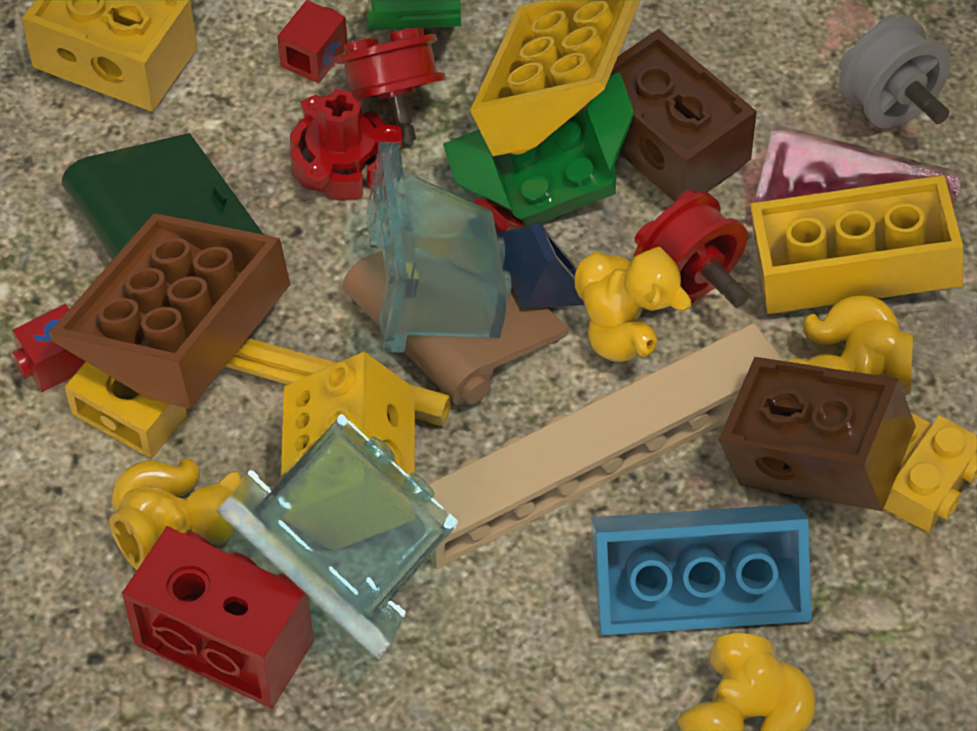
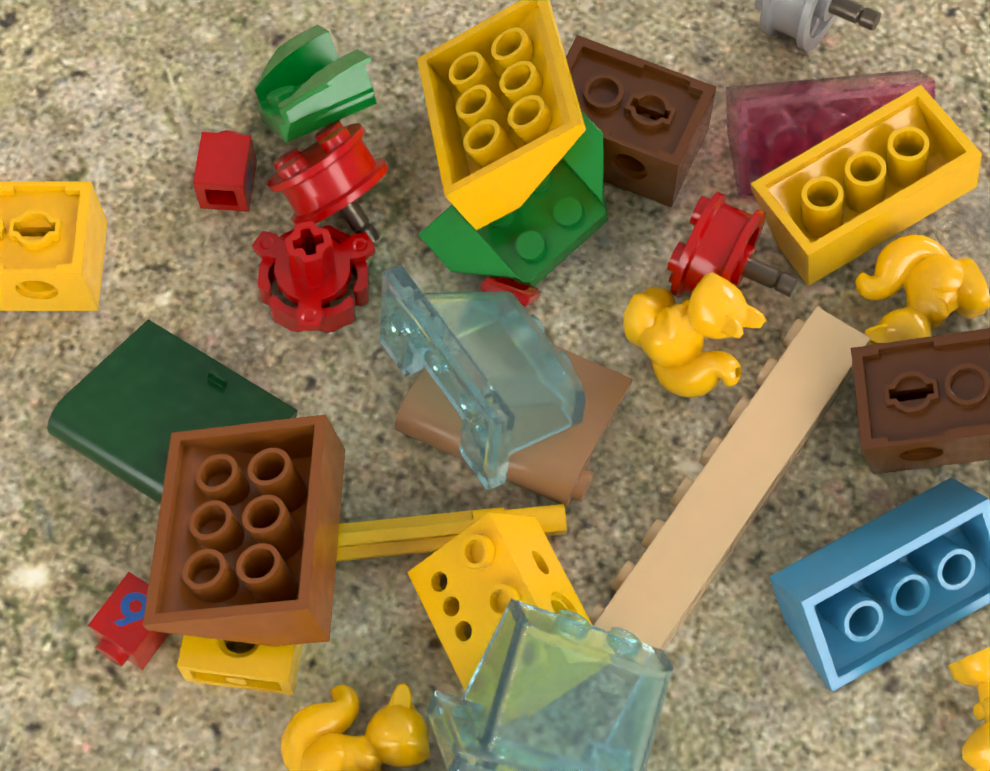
camera: 25 degrees left, 10 degrees up
(539, 268) = (581, 331): dark blue slope -> none

